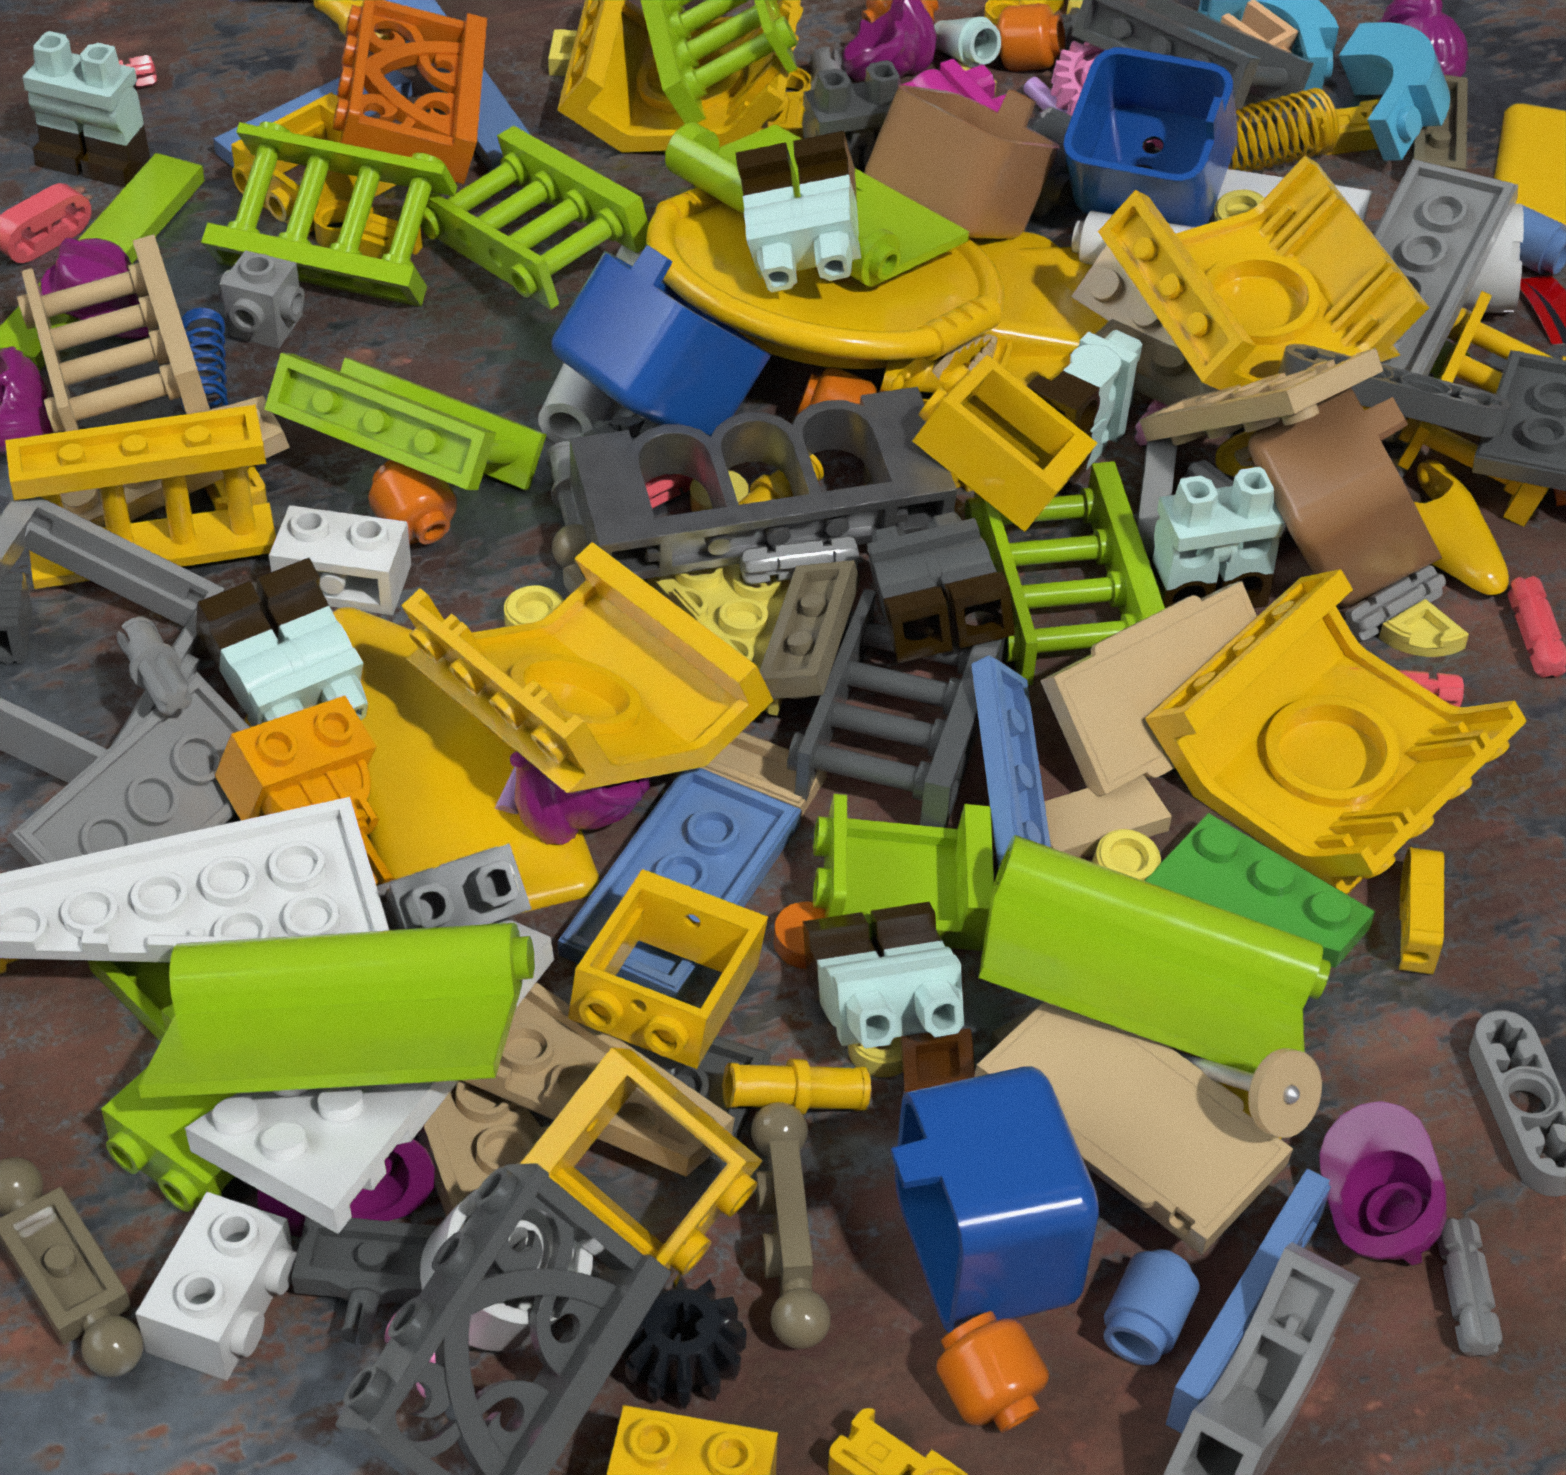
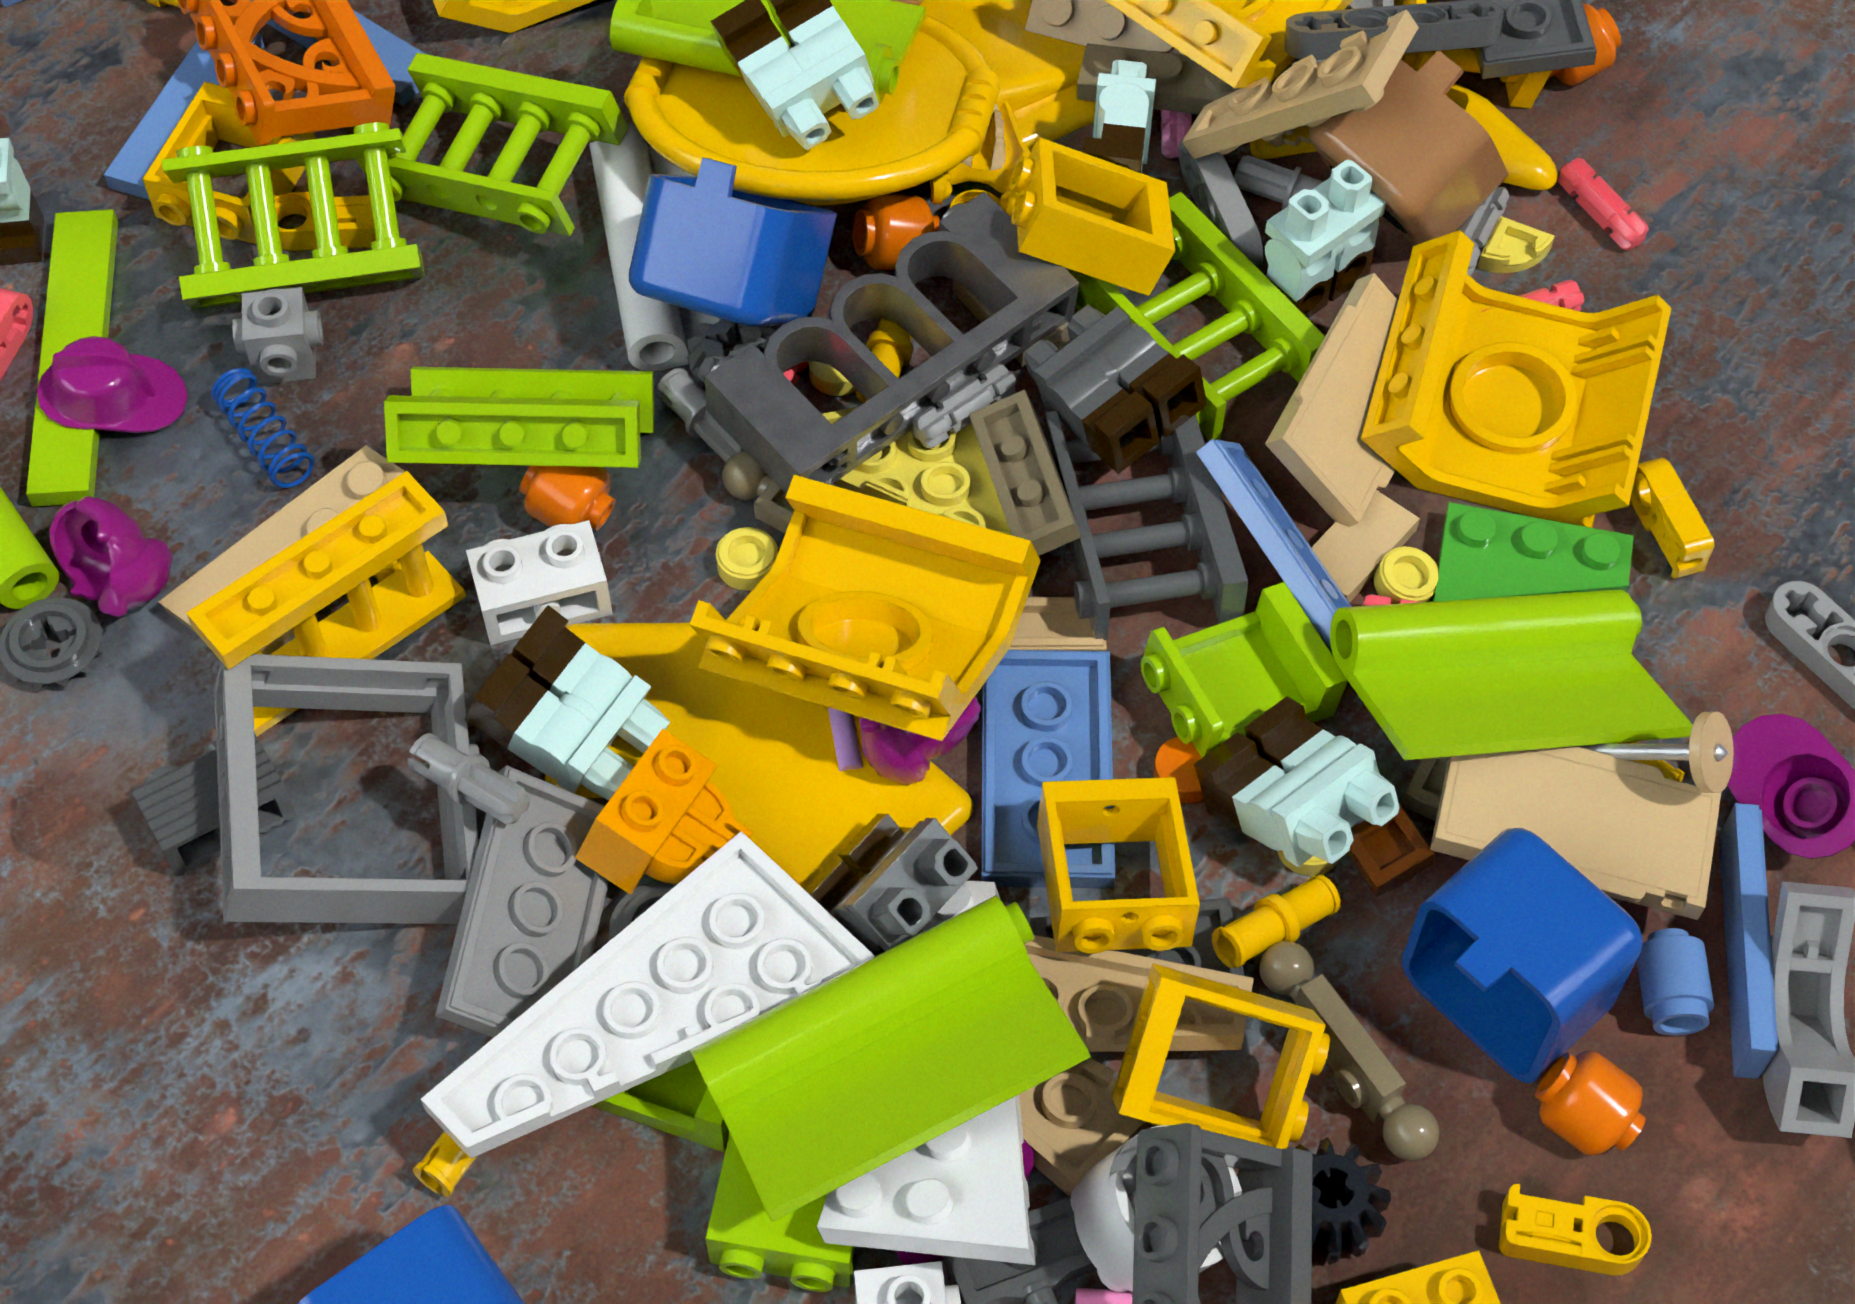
camera: 25 degrees left, 10 degrees up
(156, 311) = (198, 394): tan fence -> none

